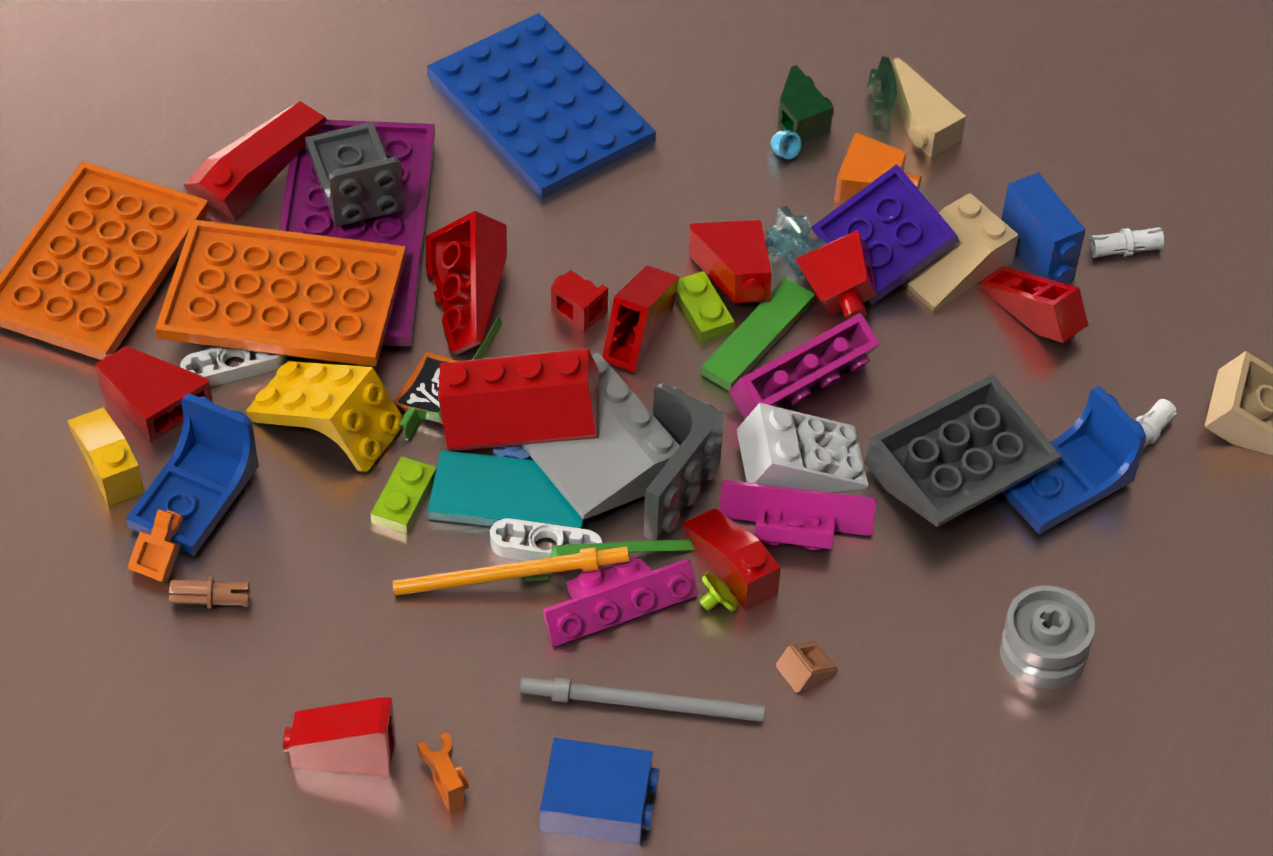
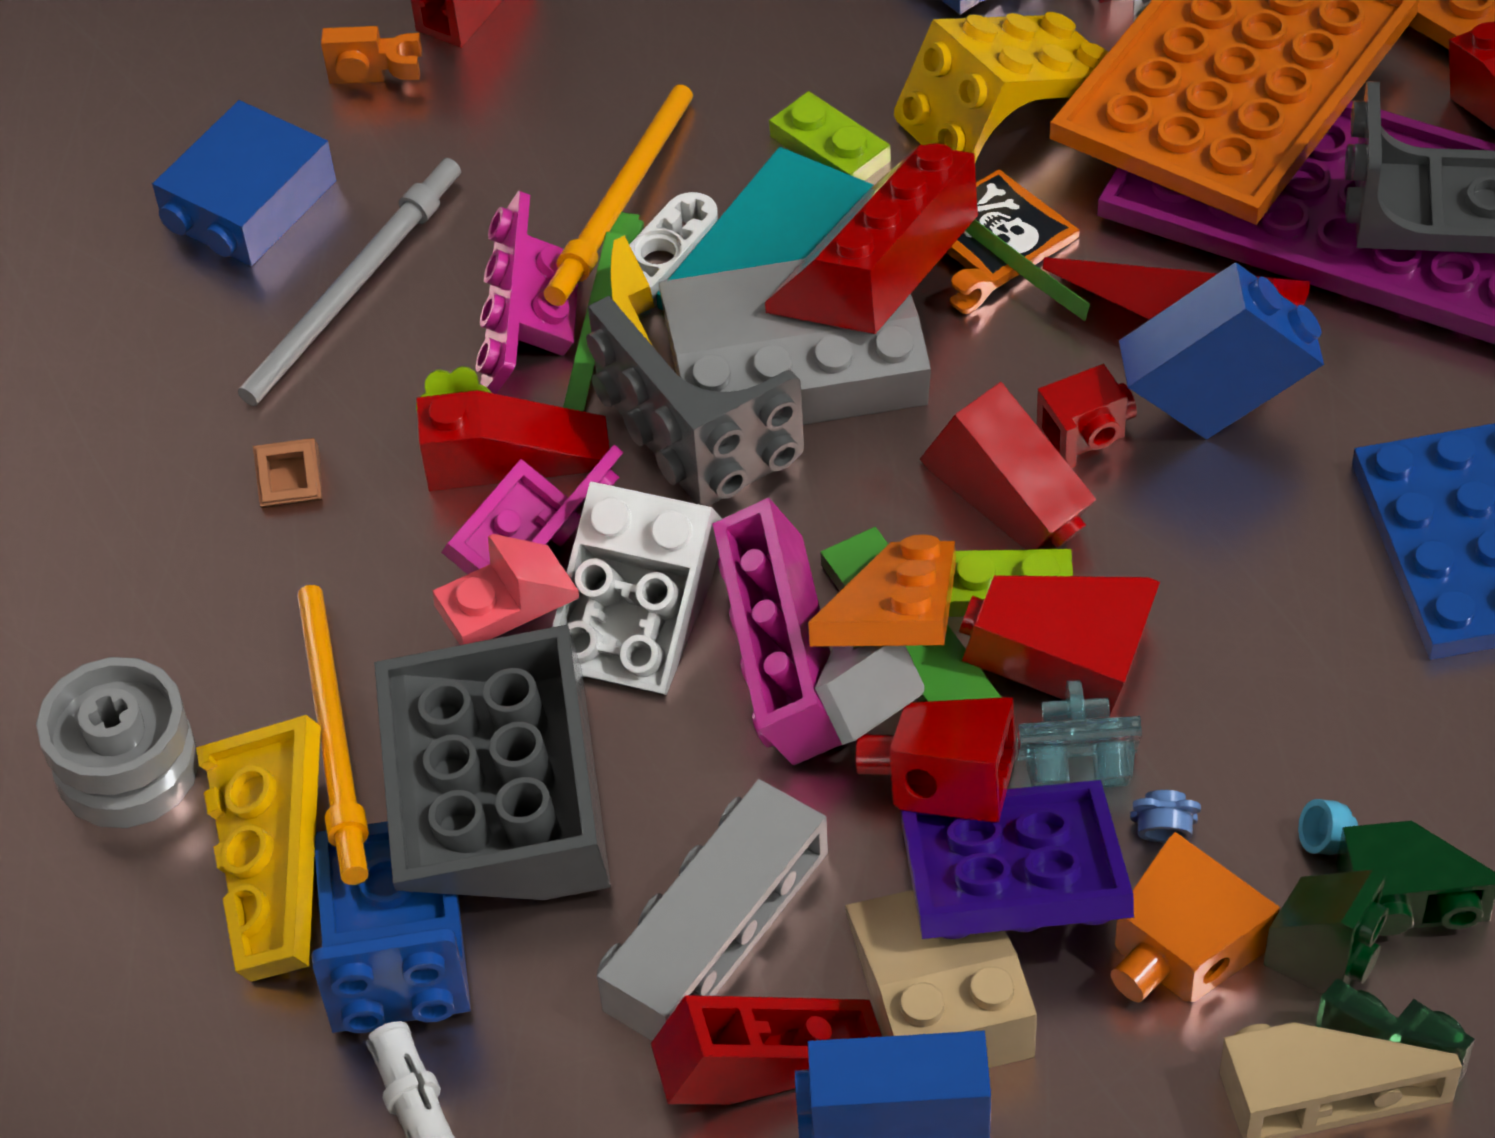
camera: 120 degrees right, 0 degrees up
(535, 221) = (1221, 351): none -> blue brick
(610, 521) = (629, 283): none -> yellow slope
(772, 306) = (894, 599): none -> orange wing
(817, 198) = (1163, 814): none -> medium blue plate
(826, 316) = (866, 687): none -> light grey slope
(852, 111) = (1328, 929): none -> dark green slope
(856, 482) = (510, 591): none -> coral slope
(978, 346) = (714, 908): none -> light grey brick
(1032, 504) = (345, 818): none -> light orange bar
(1056, 546) = (266, 831): none -> yellow wing

